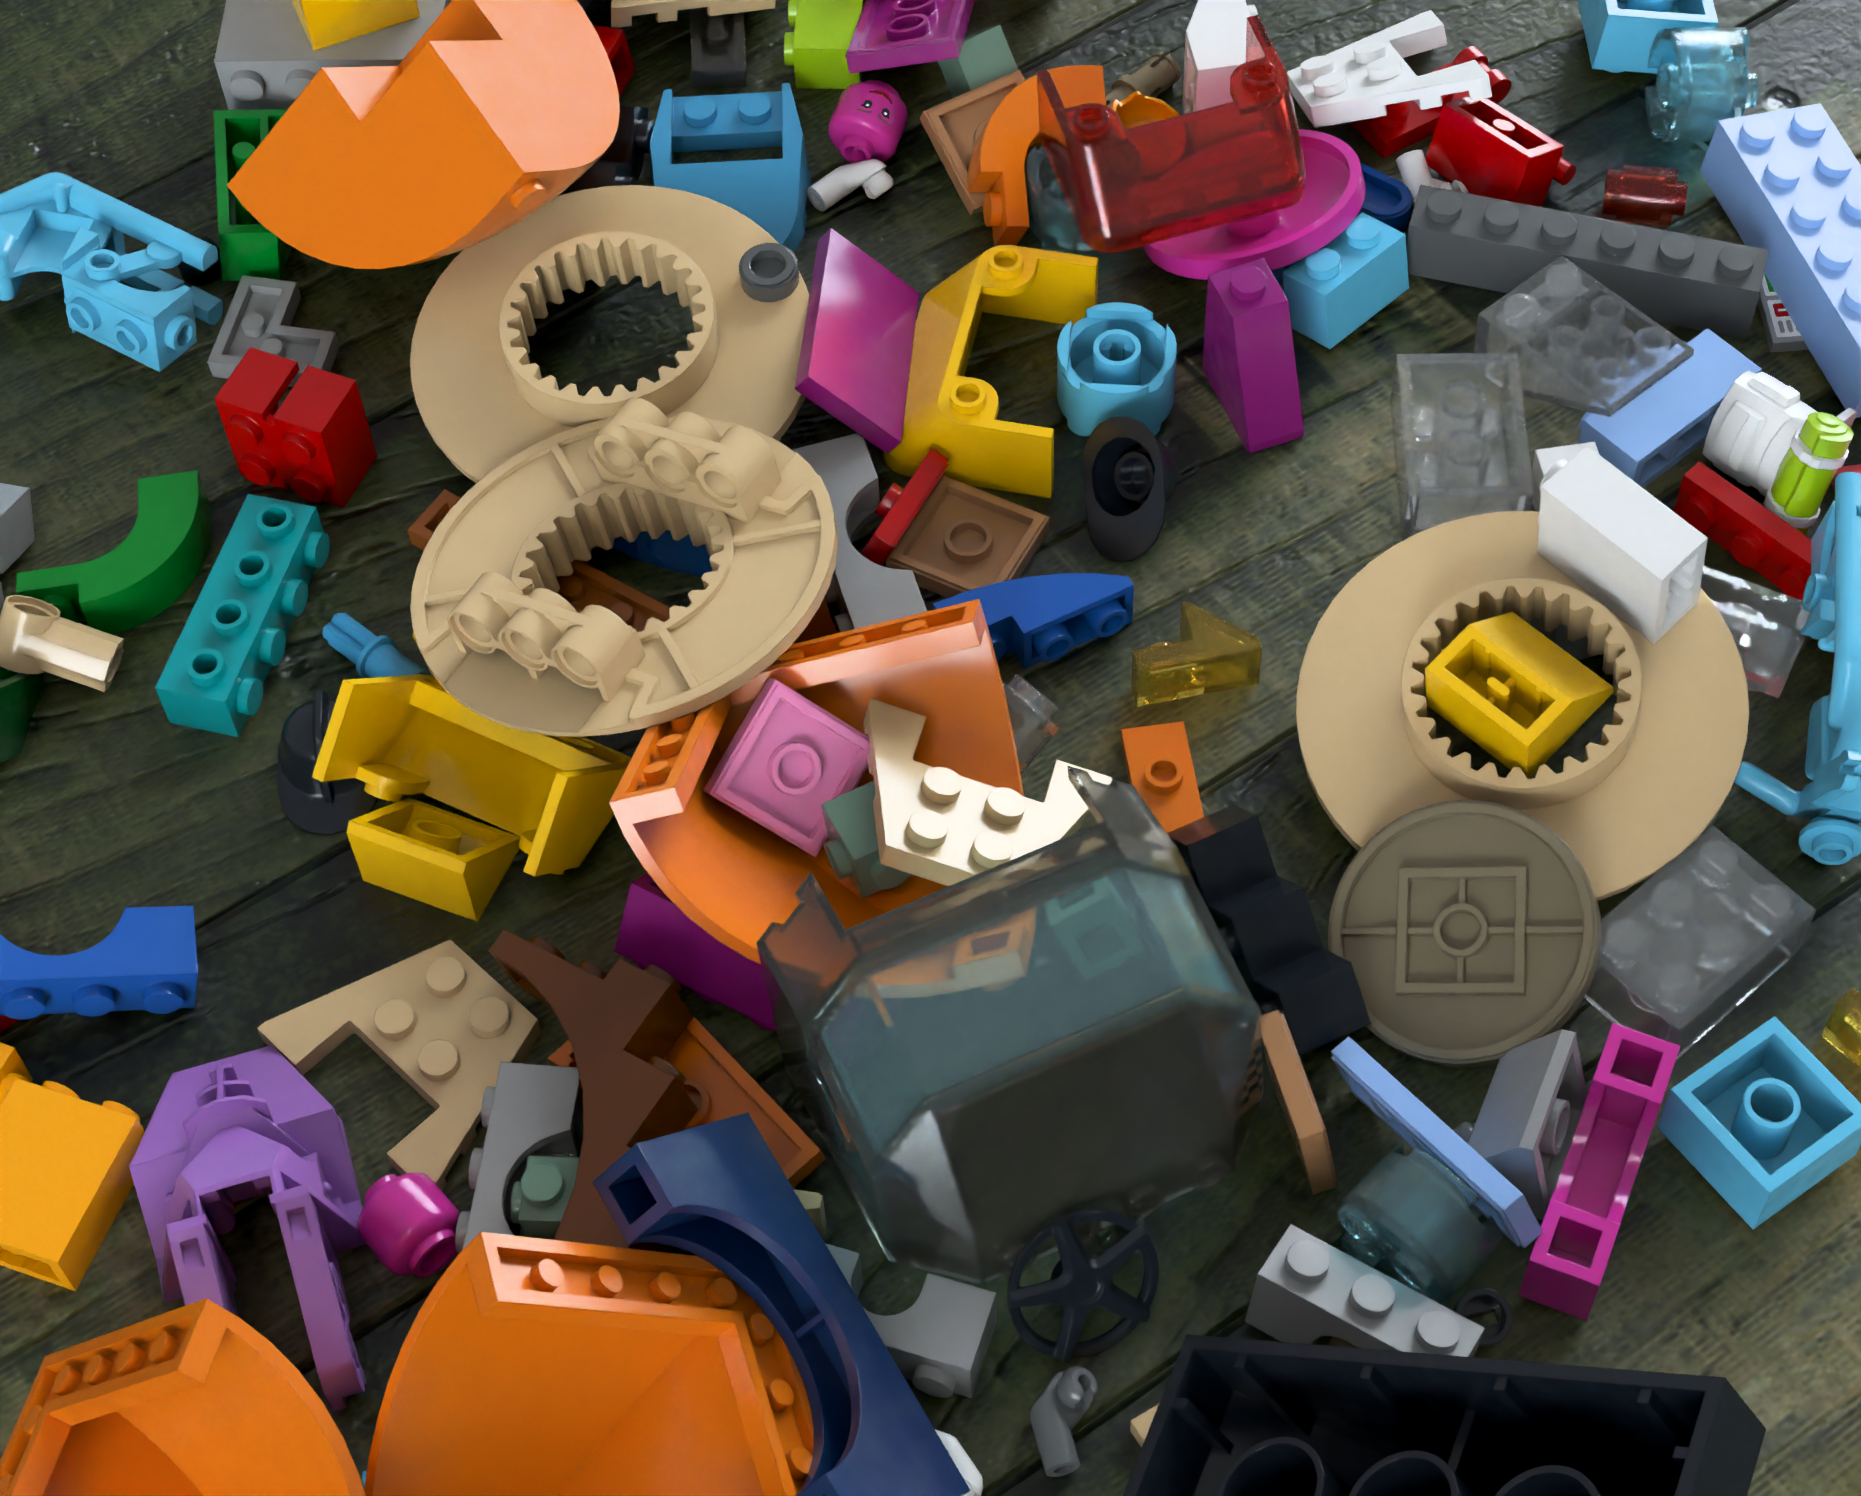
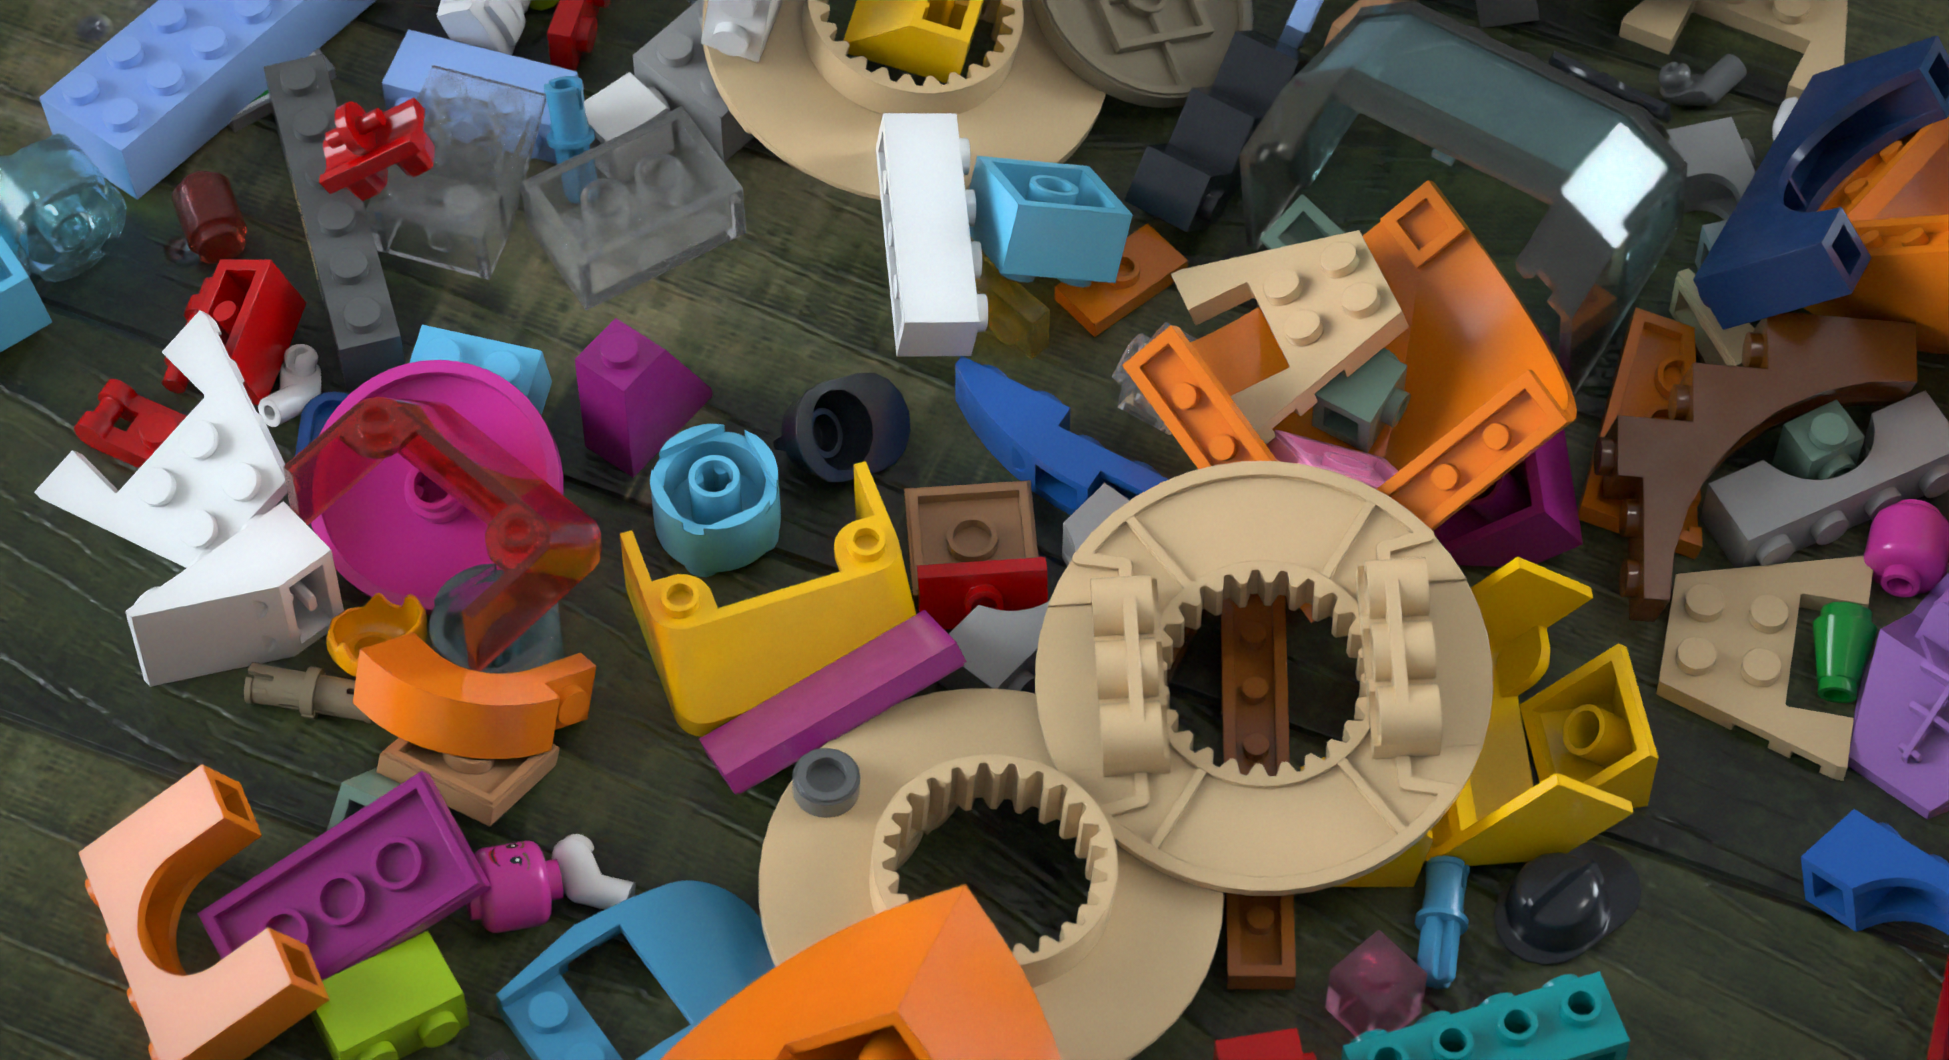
camera: 125 degrees left, 0 degrees up
(351, 571) = (1376, 987): none -> clear pink brick
(364, 1102) = (1842, 649): none -> green cone
(1229, 700) = (1048, 221): none -> medium azure brick
(1260, 588) = (929, 235): none -> white brick
(1569, 422) = (568, 118): none -> dark azure axle
(1595, 236) = (370, 143): none -> red hips

